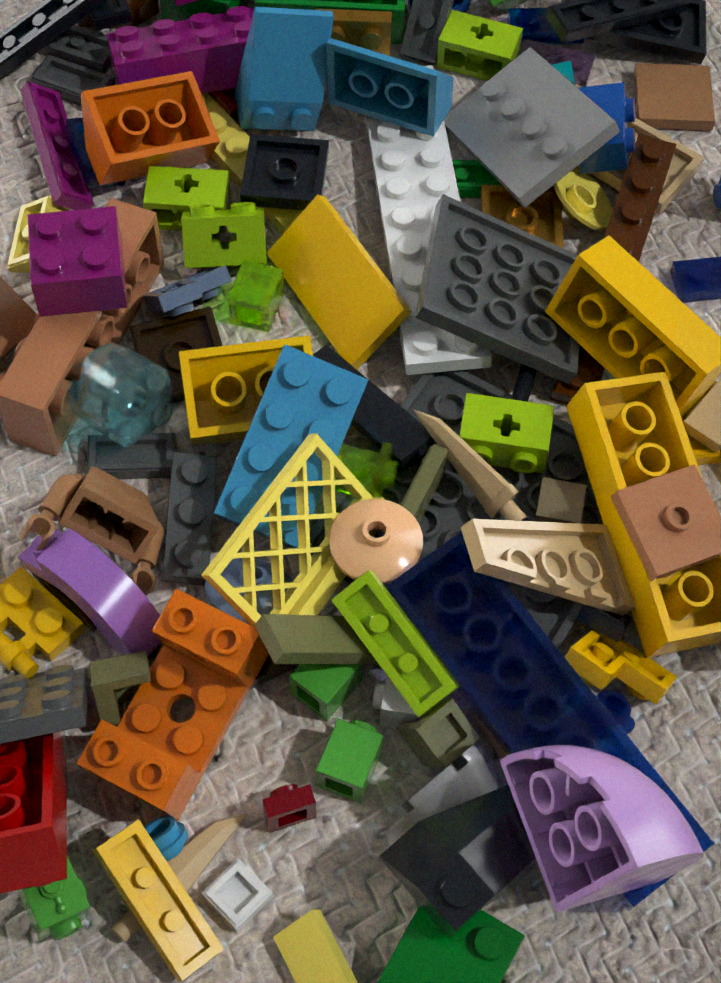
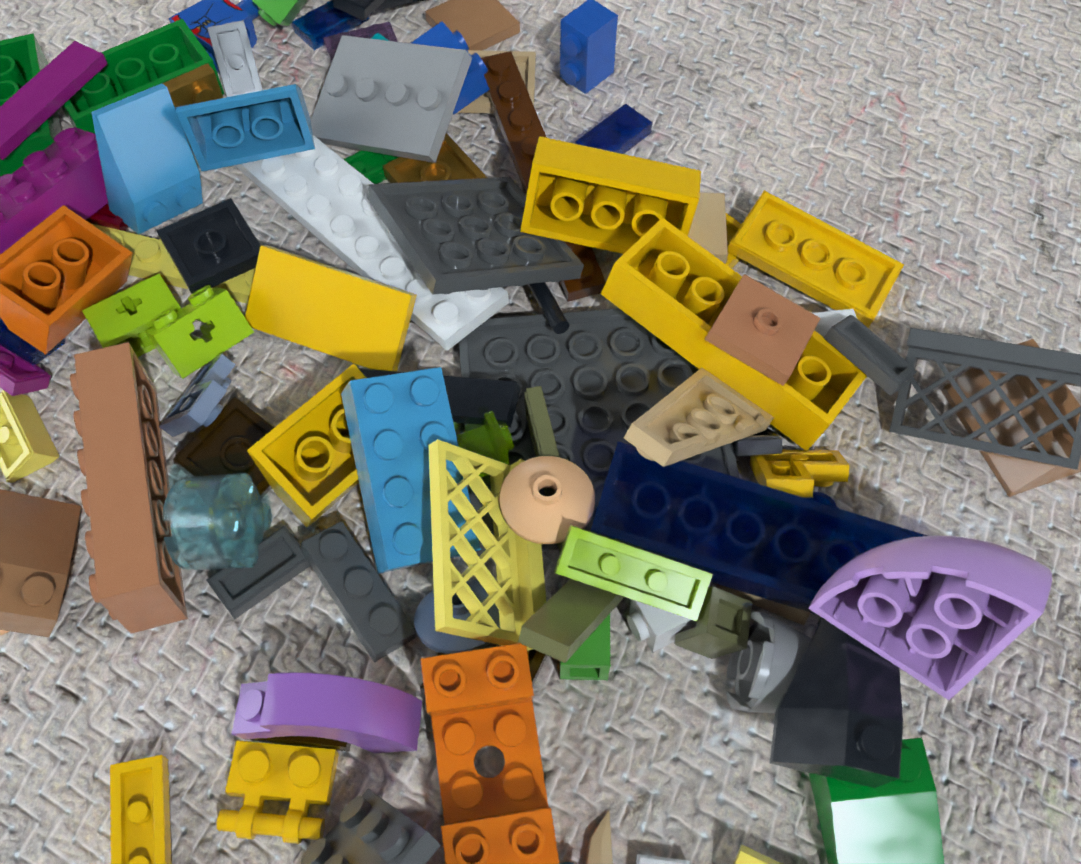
camera: 35 degrees left, 0 degrees up
(76, 261) = (91, 426): magenta brick -> none
(106, 514) = (285, 638): medium nougat torso -> none
(117, 681) = (412, 776): olive panel -> none
(256, 295) = (264, 364): clear neon green brick -> none
(289, 806) = (643, 775): dark red plate -> none
(349, 759) = (660, 697): bright green brick -> none
(477, 45) = (292, 59): lime brick -> none
(483, 480) = (582, 393): tan bar -> none
(508, 431) = (568, 345): lime brick -> none
(560, 501) = (652, 374): dark tan tile -> none
(584, 199) = (473, 134): light yellow dish -> none

